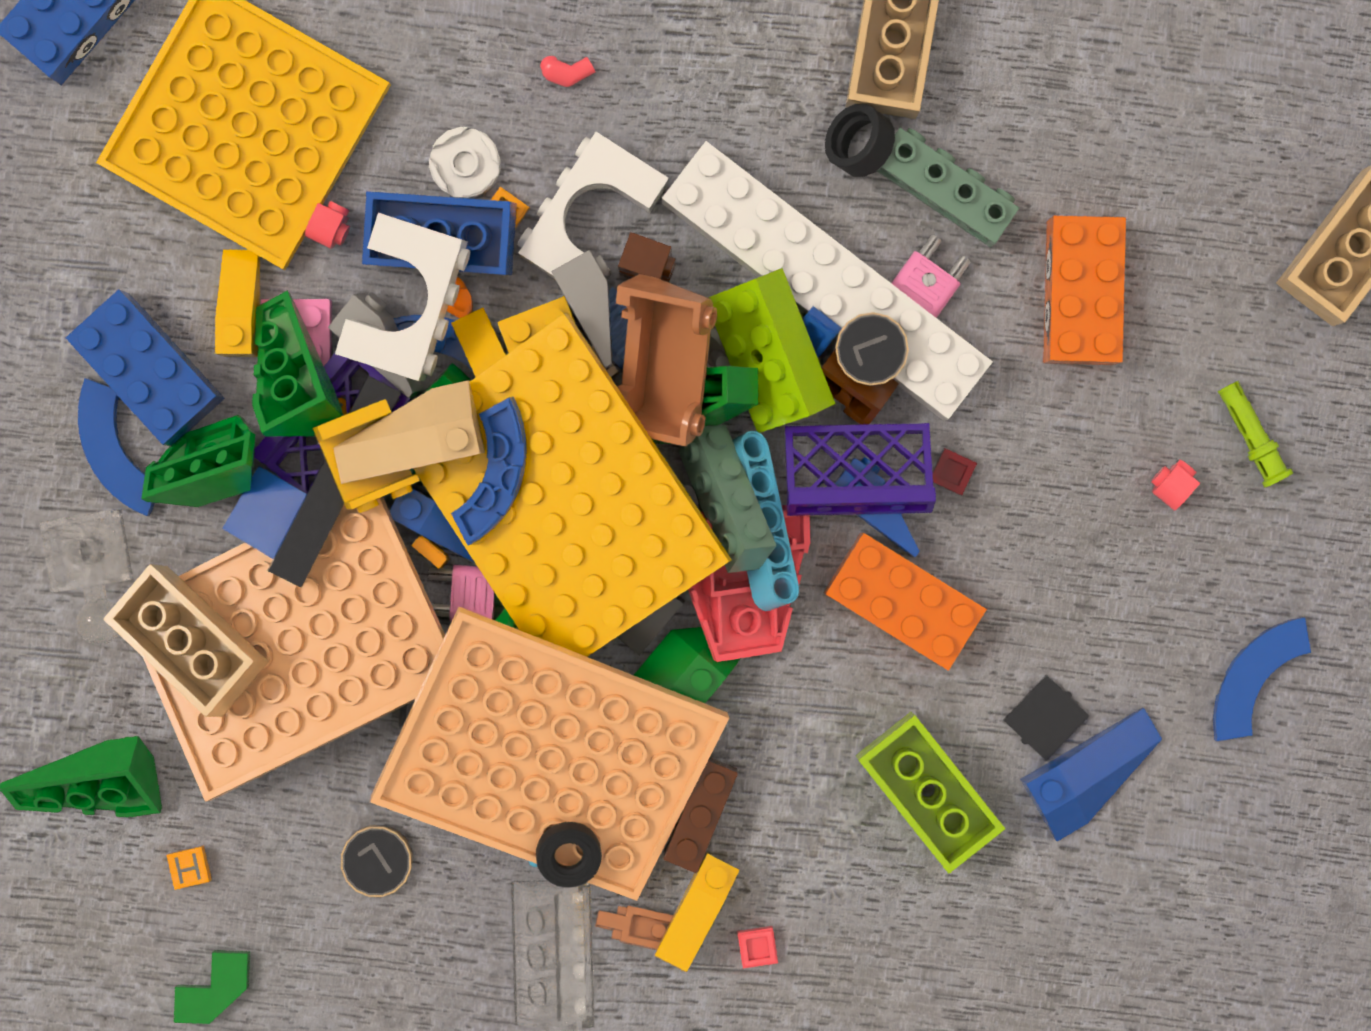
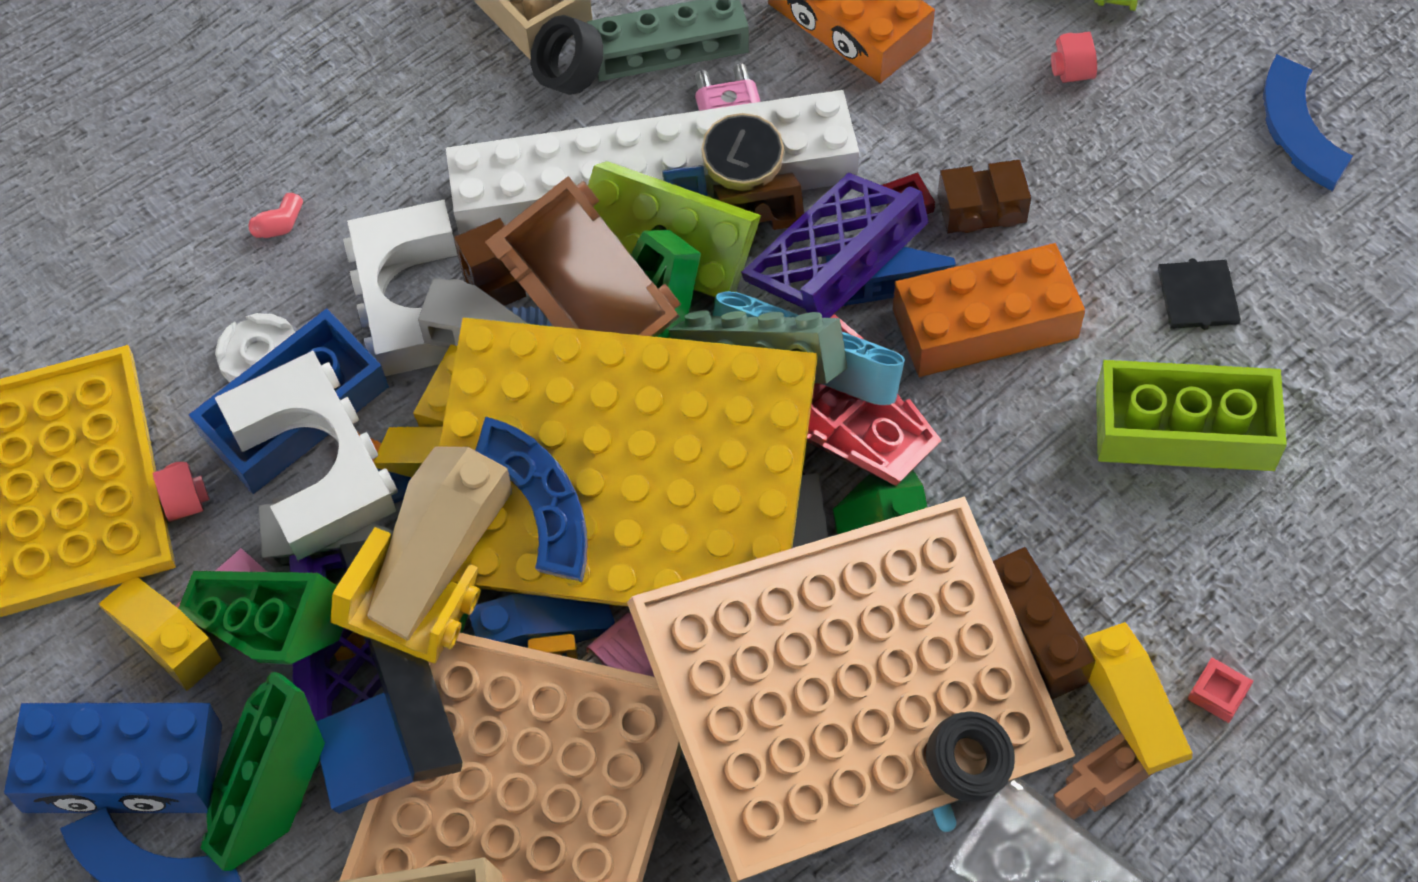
camera: 45 degrees left, 30 degrees down
(996, 522) = (984, 197): none -> reddish brown brick
(1086, 777) = (1283, 303): blue wedge -> none

